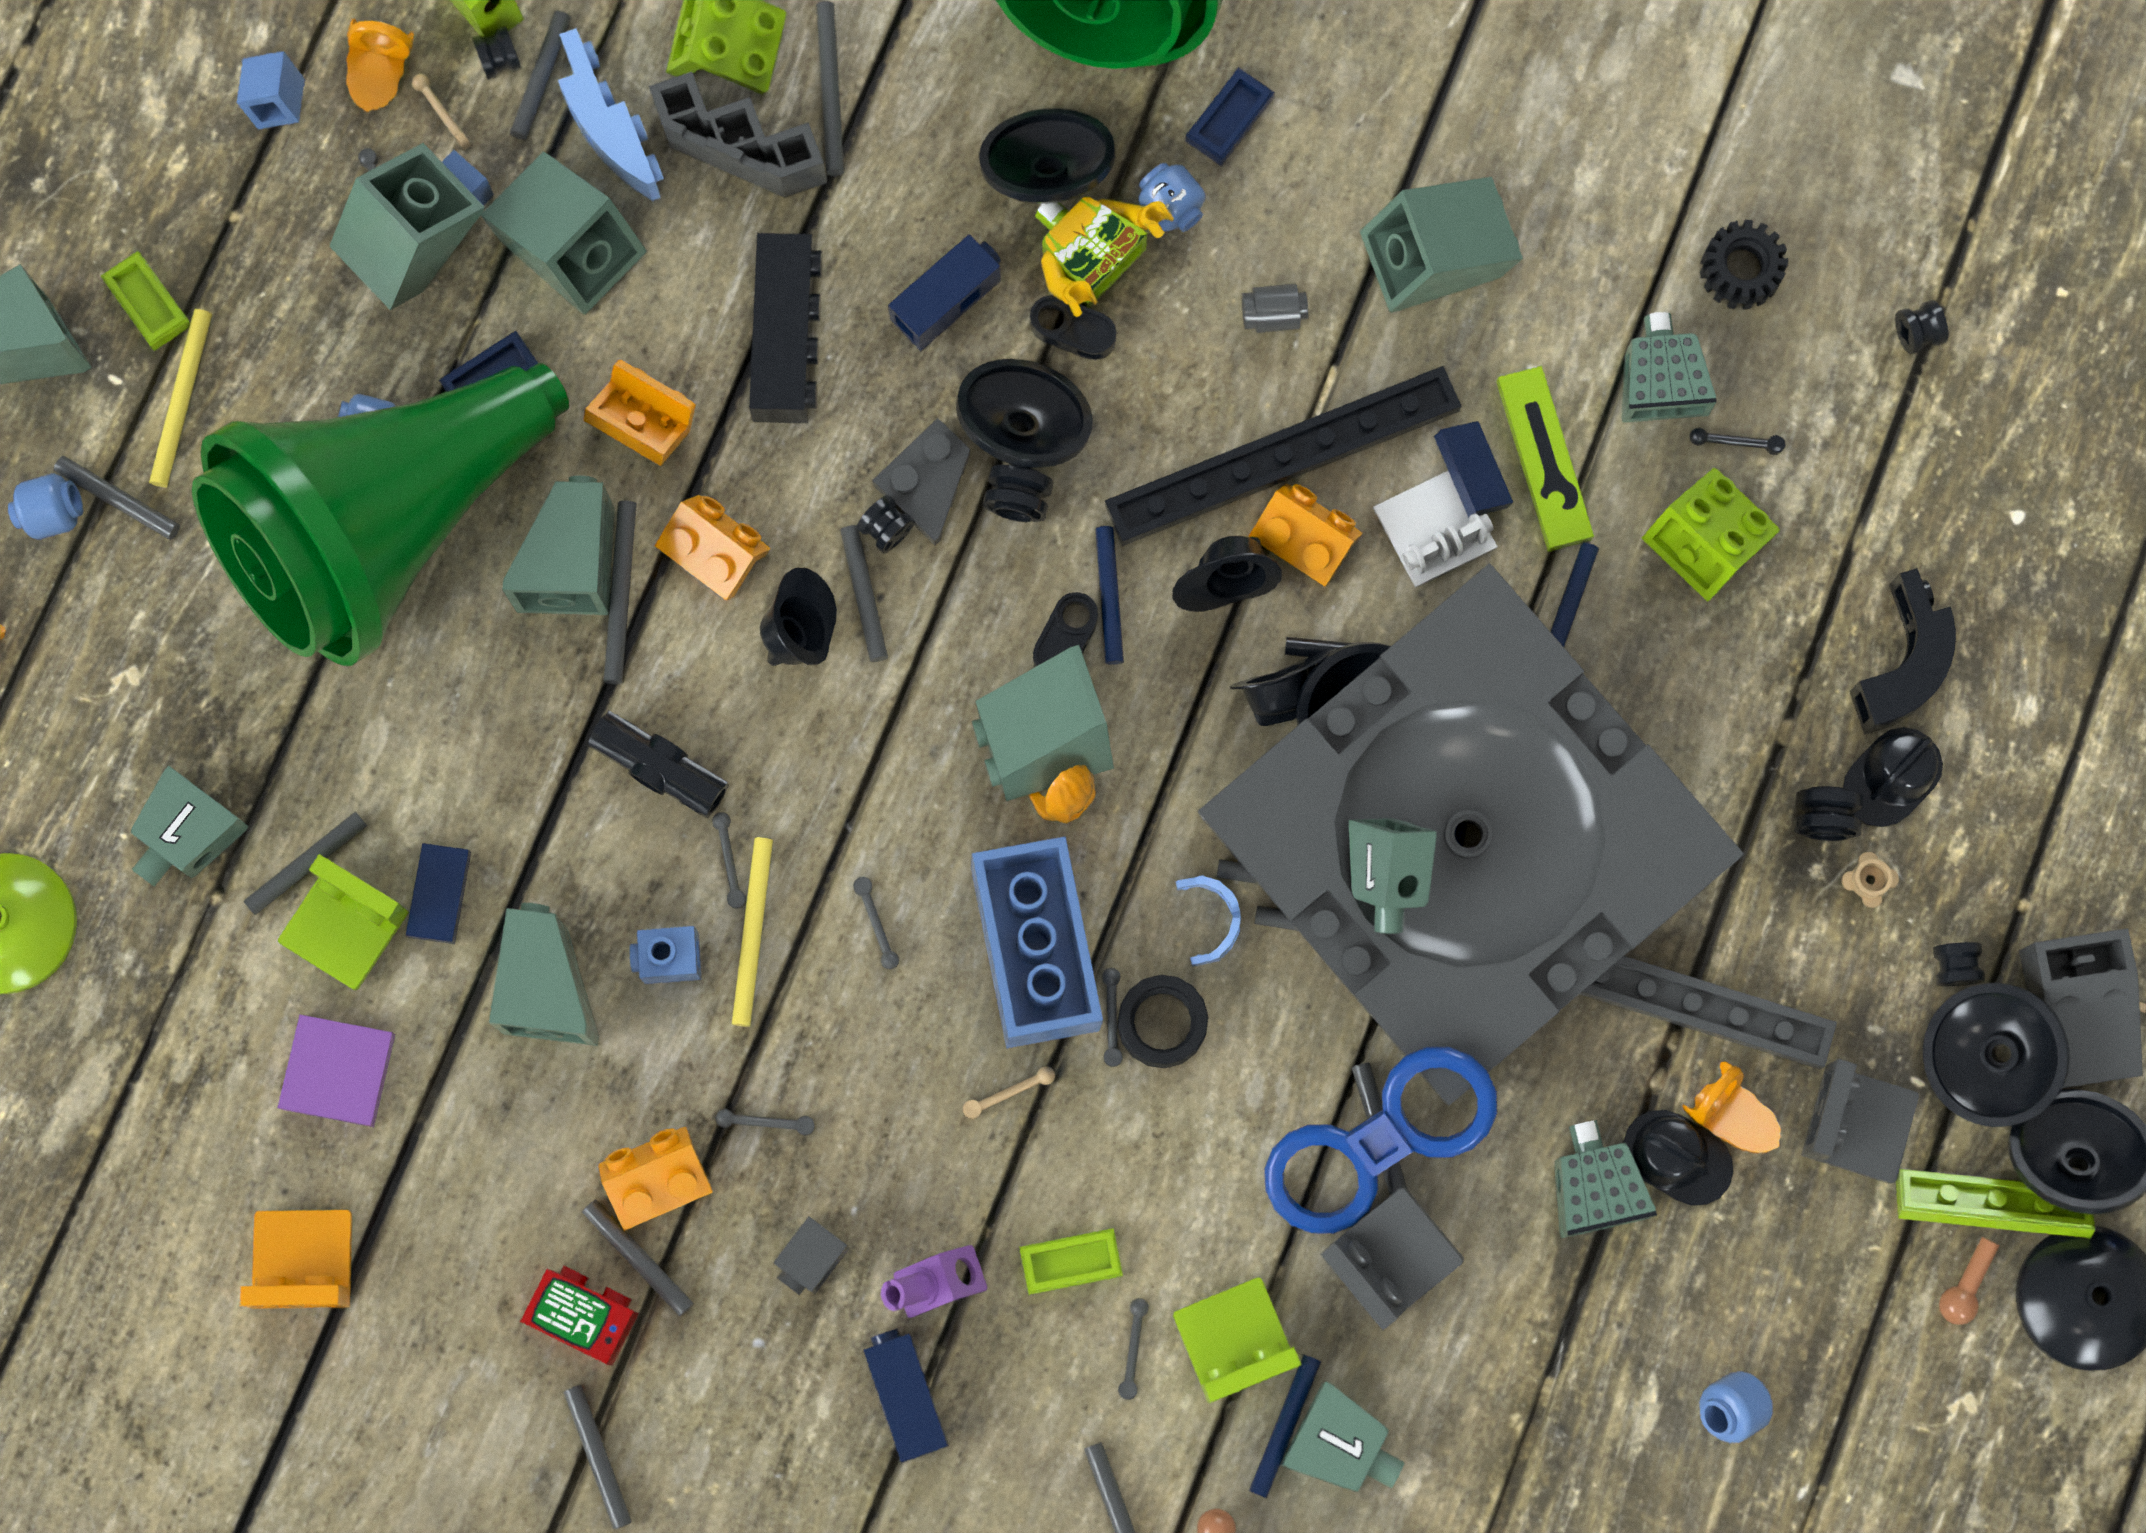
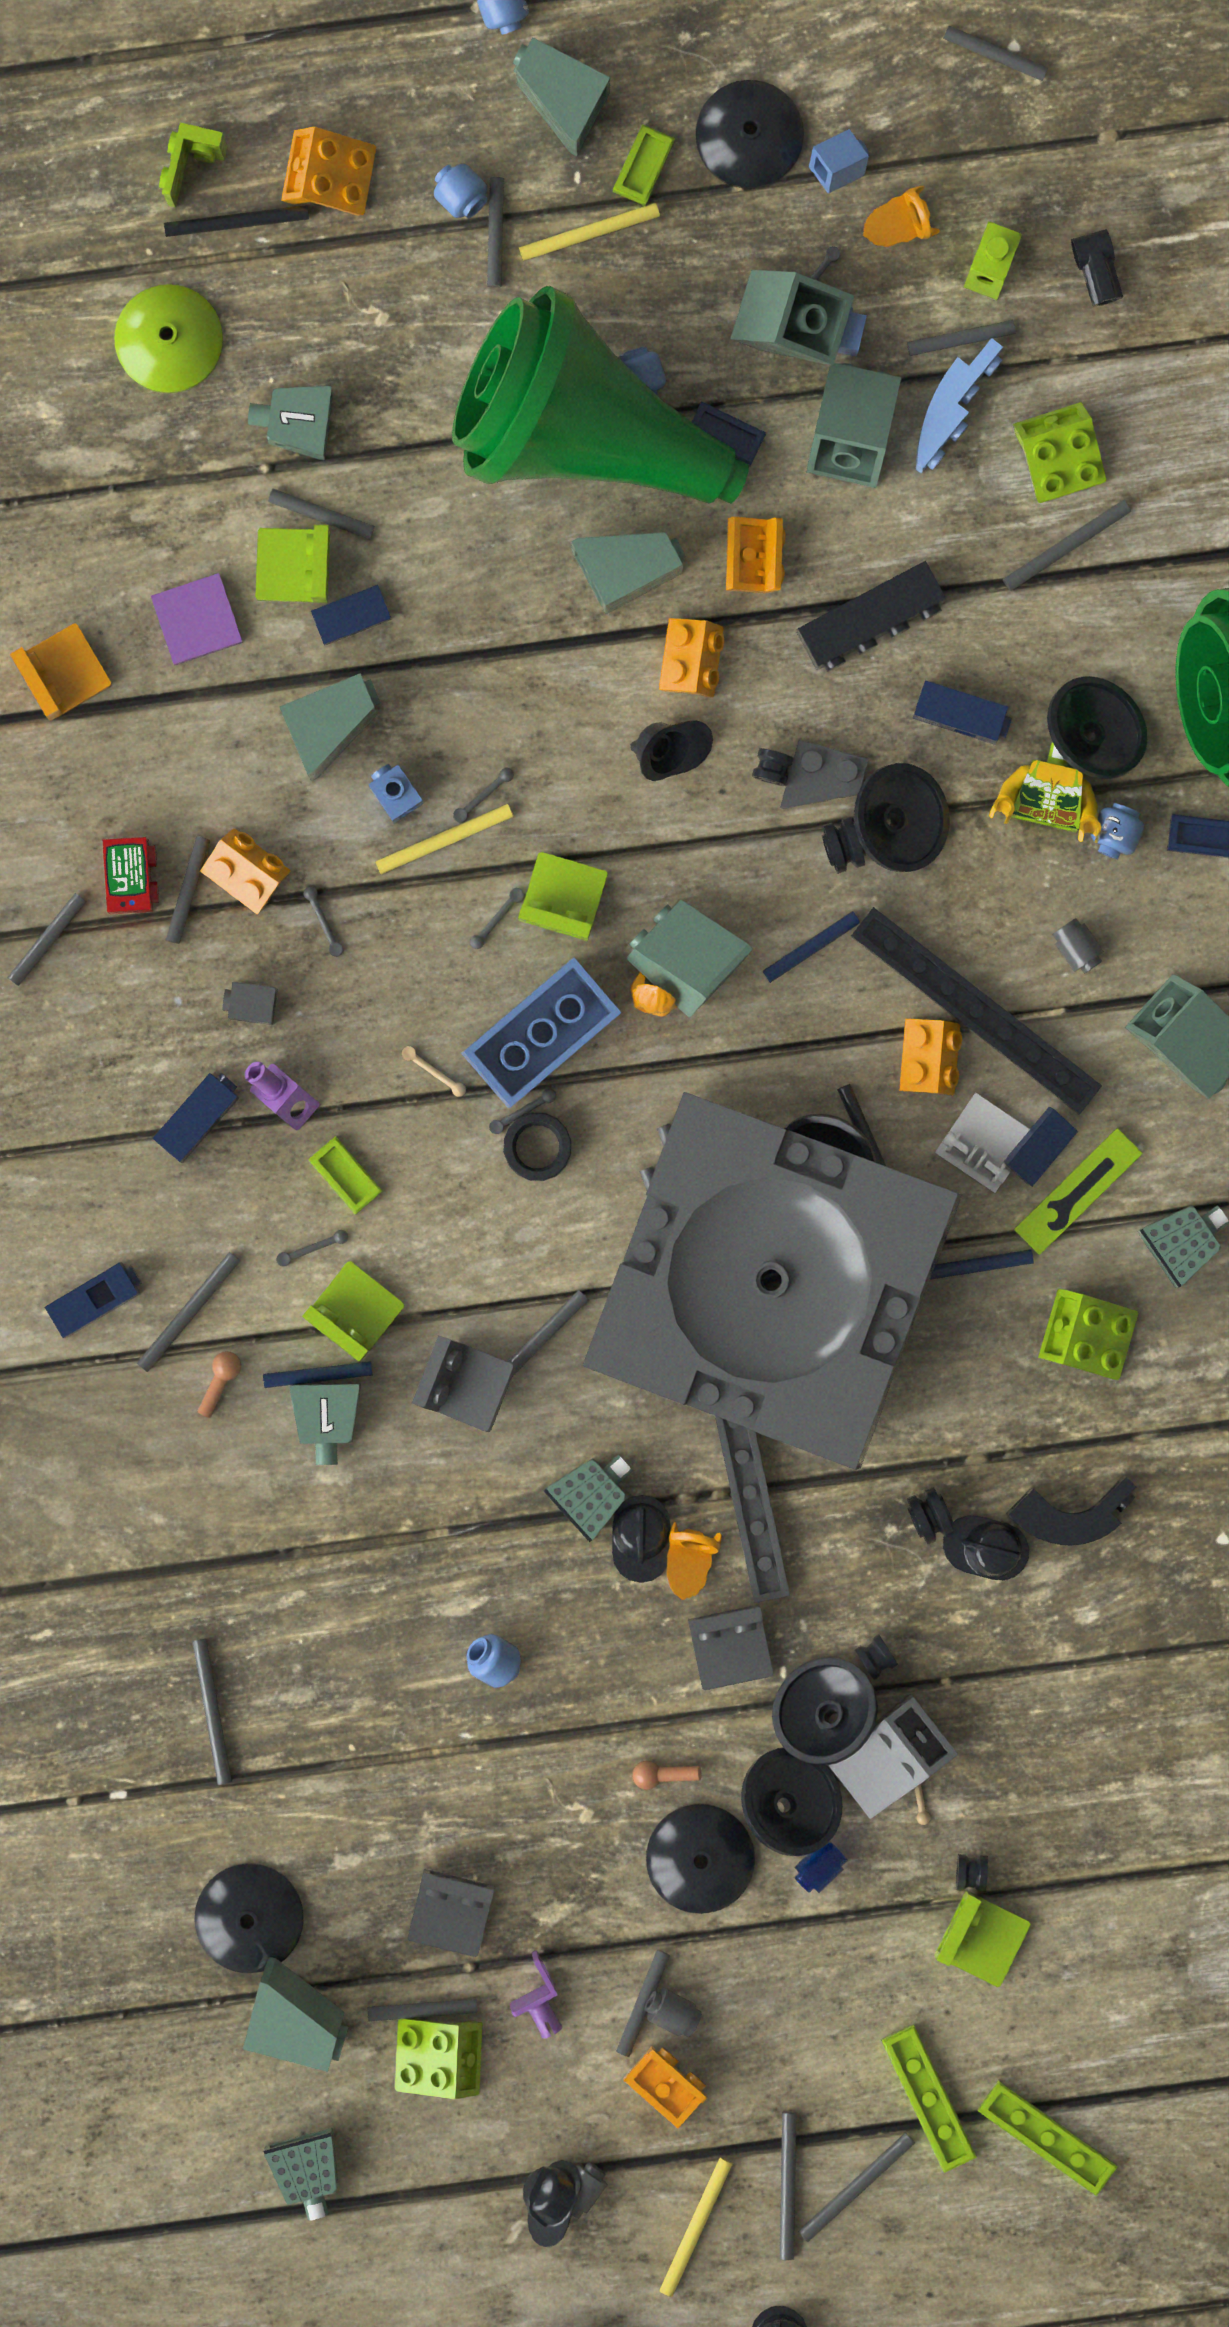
camera: 60 degrees right, 10 degrees up
(200, 192) = (744, 158): none -> black dish
(422, 83) = (907, 258): tan hinge -> none
(496, 53) = (957, 299): black wheel -> none
(620, 592) = (624, 613): dark grey bar -> none
(658, 764) = (519, 710): black piece -> none
(735, 140) = (987, 505): dark grey brick -> none
(864, 593) = (717, 779): dark grey bar -> none
(895, 833) = (563, 896): none -> lime bracket
(1058, 635) = (758, 932): black piece -> none
(1087, 335) = (986, 831): black piece -> none
(1227, 573) = (869, 1018): black piece -> none
(1232, 903) = (627, 1160): light blue helmet -> none
(1276, 694) = (805, 1097): black piece -> none
(1381, 1140) = (535, 1334): blue bar -> none
(1390, 868) = (713, 1240): sand green torso -> none
(1774, 445) = (1178, 1345): black hinge -> none
(1883, 879) = (898, 1559): tan plate -> none
(1984, 1204) = (720, 1752): lime tile -> none

